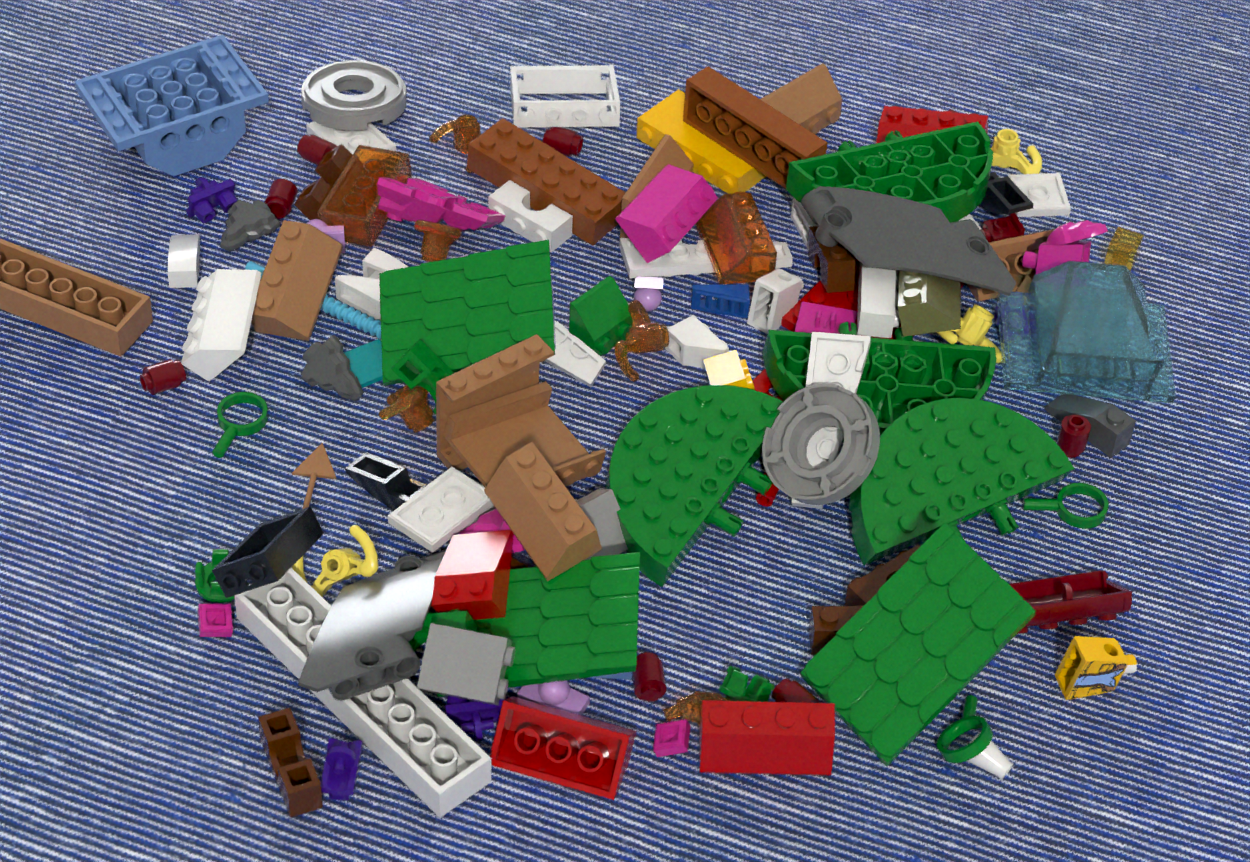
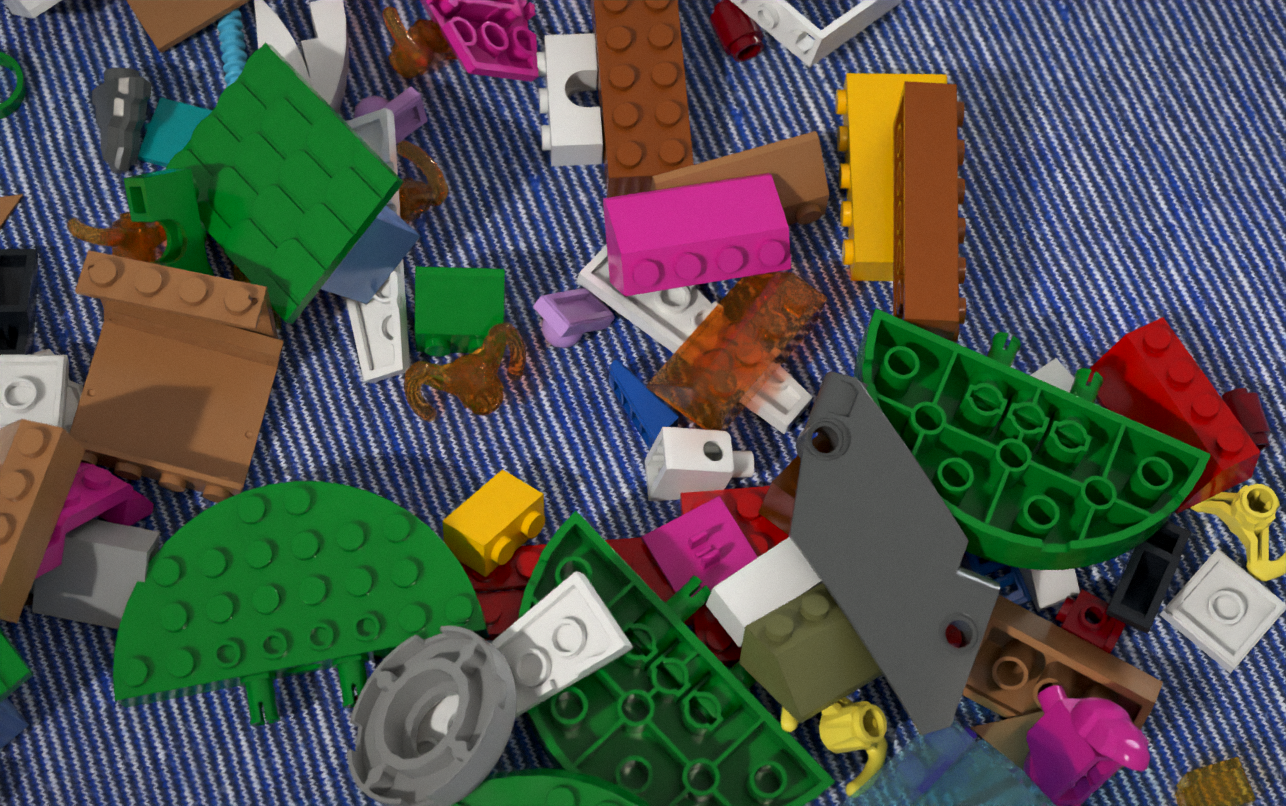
camera: 45 degrees right, 20 degrees up
(693, 342) = (533, 435): white slope -> none
(809, 99) = (1047, 228): medium nougat slope -> none

